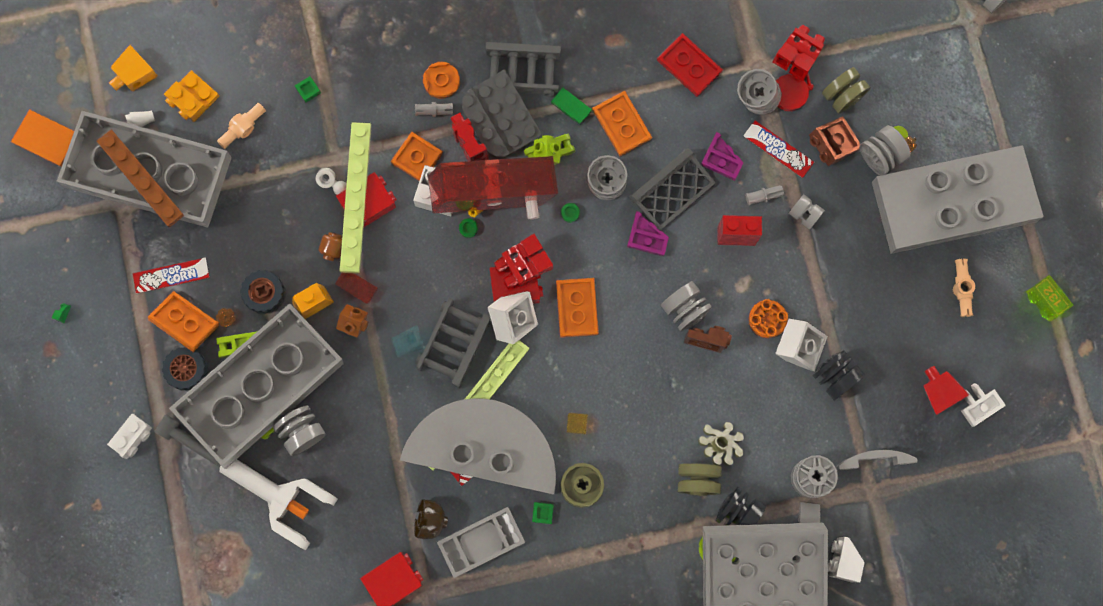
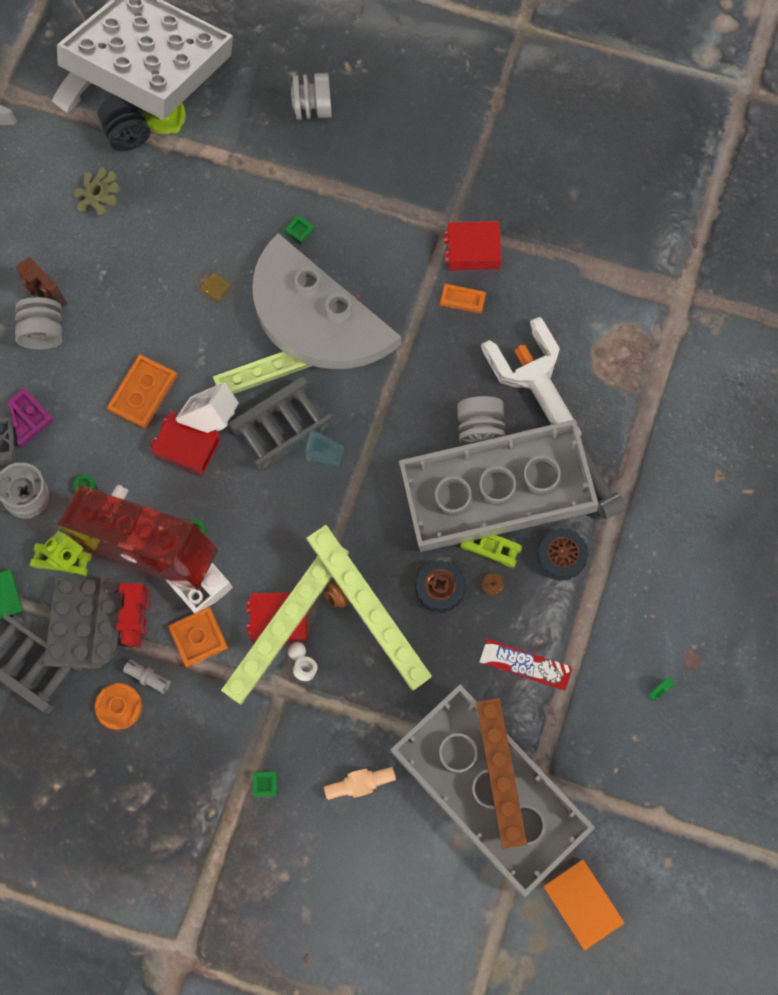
camera: 145 degrees left, 5 degrees down
(130, 436) = (653, 519): white bracket -> none
(131, 70) = (445, 925): light orange torso -> none
(140, 118) = (467, 860): white cone -> none
(183, 321) = (538, 602): orange tile -> none
(191, 96) = (395, 853): light orange plate -> none
(303, 241) = (369, 607): none -> yellowish green plate
(312, 300) = (395, 544): light orange torso -> none
(352, 320) = (366, 500): dark orange brick -> none
(356, 287) = (343, 533): clear red plate -> none
(376, 532) = (462, 298): none -> orange tile
(430, 520) = (407, 276): dark brown cylinder -> none
(481, 542) = (371, 234): light grey slope -> none
(516, 261) = (157, 447): red hips -> none
(582, 473) = (247, 227): olive wheel -> none
(699, 479) = (139, 169): olive wheel -> none
(807, 486) = (38, 117): light grey wheel -> none
(846, 561) = (59, 27): white slope -> none

